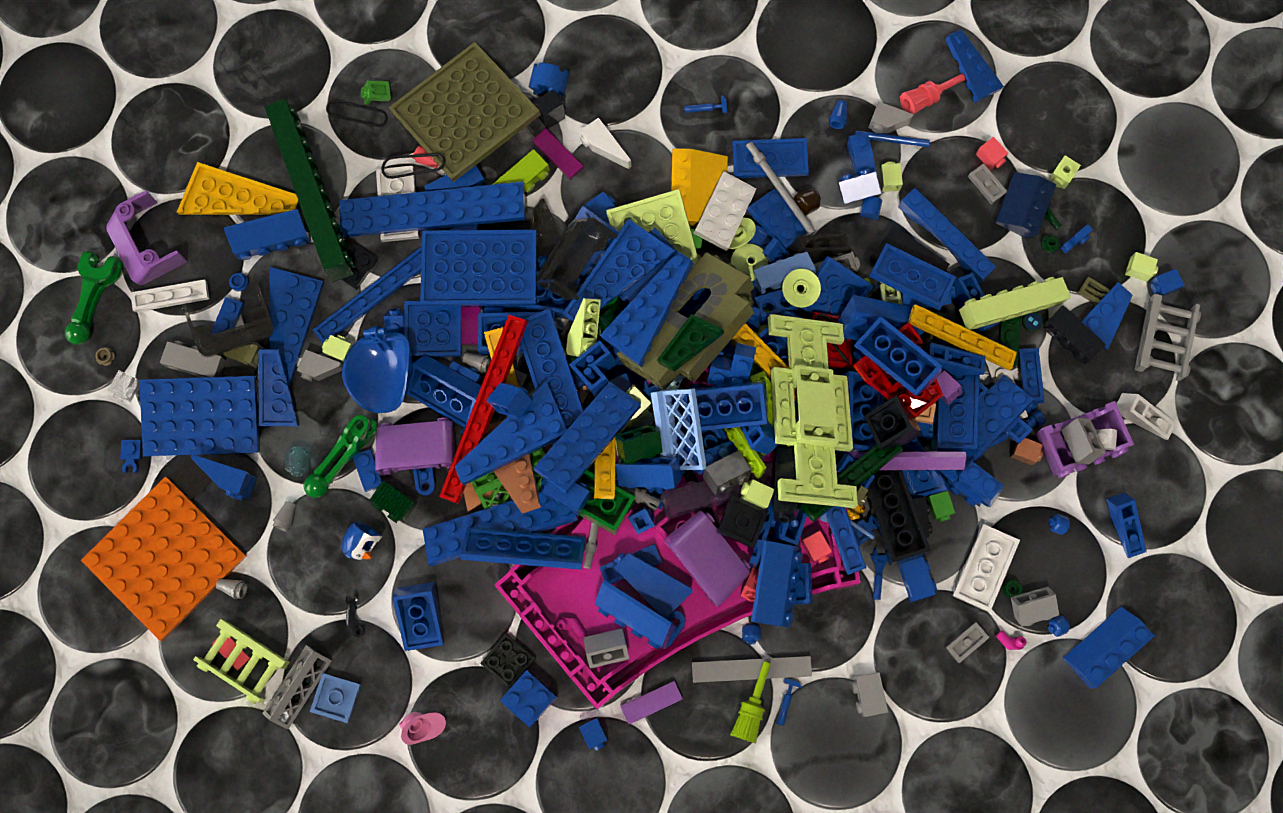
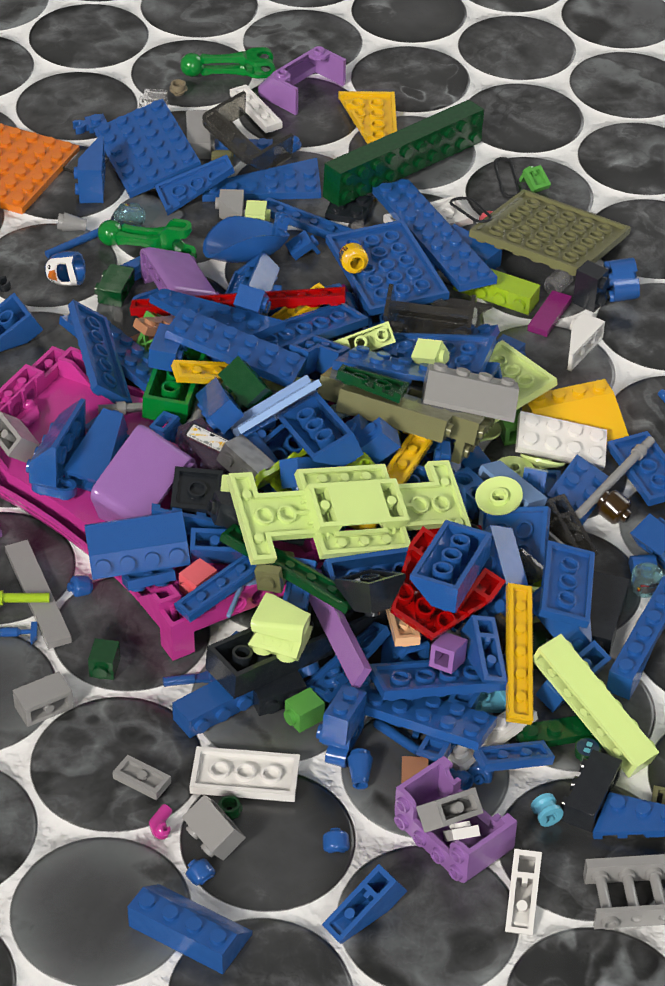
camera: 65 degrees right, 35 degrees down
(268, 234) = (340, 133): blue slope -> none
(309, 514) = (72, 243): none -> blue bar
(433, 330) = (308, 267): blue plate -> none
(472, 293) = (353, 258): none -> yellow head
(638, 279) = (430, 352): none -> yellowish green brick
(688, 493) = (206, 437): none -> sticker
(705, 269) = (470, 392): none -> light grey slope
(844, 638) = (104, 659): none -> dark green brick
(892, 212) = (645, 579): none -> clear light blue head
(902, 504) = (279, 629): none -> yellowish green piece
(1010, 486) = (360, 767): none -> blue cone
(1081, 372) = (546, 809): none -> medium azure wheel

